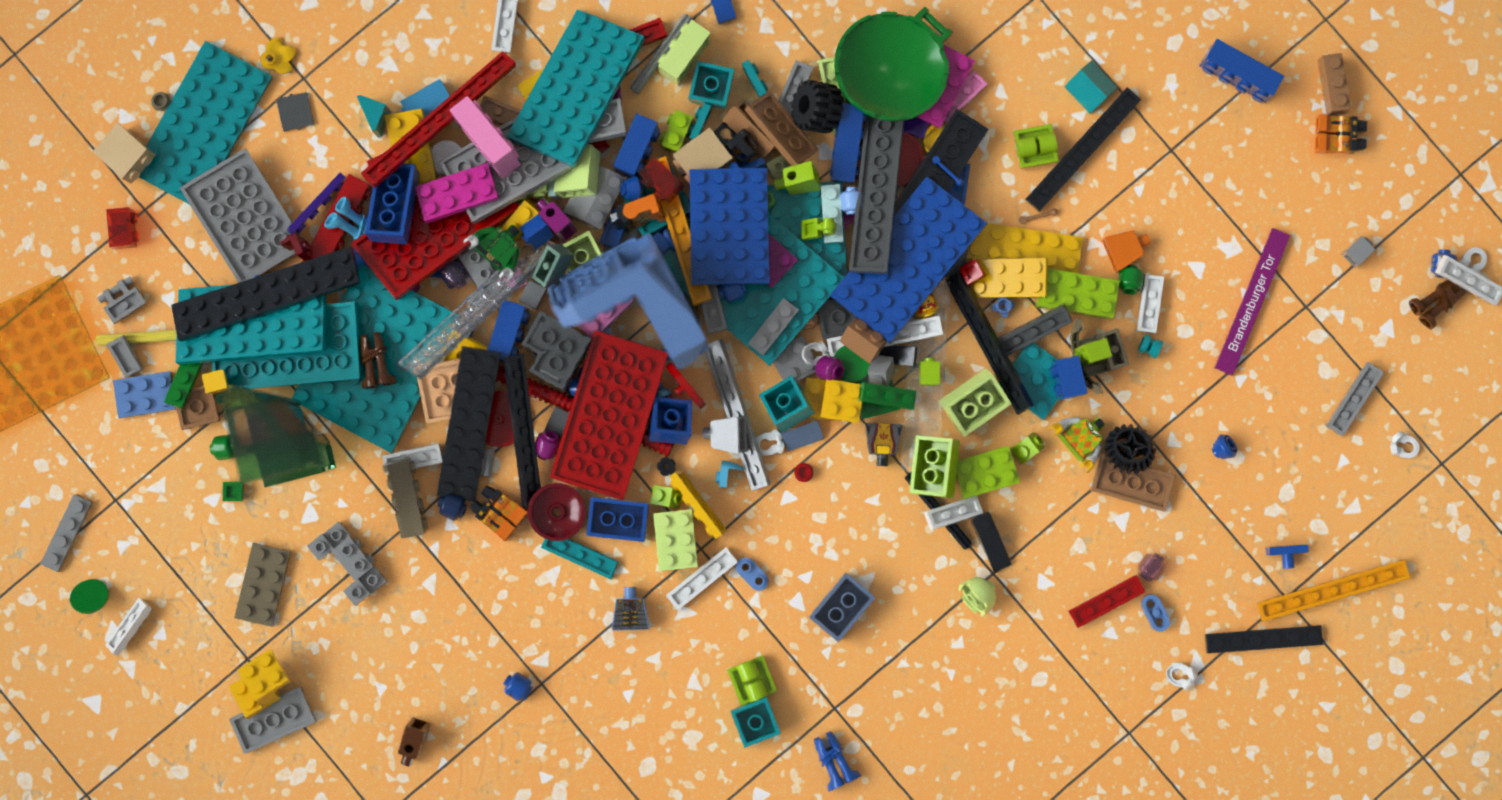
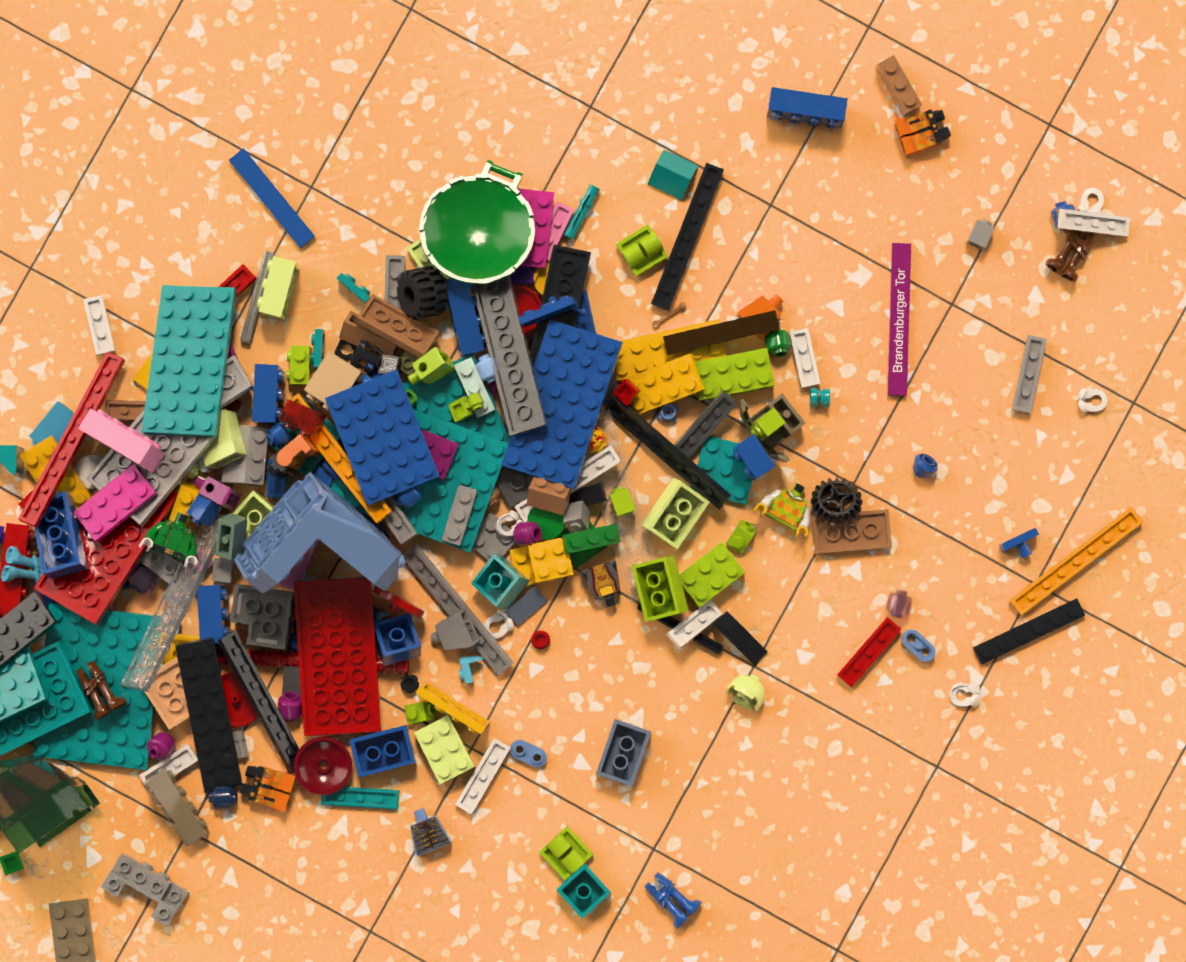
camera: 15 degrees left, 0 degrees up
(413, 436) = (161, 746): none -> magenta head
(517, 686) = (348, 943): blue head -> none
(711, 85) = (315, 309): teal brick -> none
(761, 160) = (389, 363): none -> tile
(927, 167) = (547, 310): none -> blue plate
(998, 84) = (585, 204): none -> teal pin
(1082, 250) = (721, 332): none -> dark brown tile

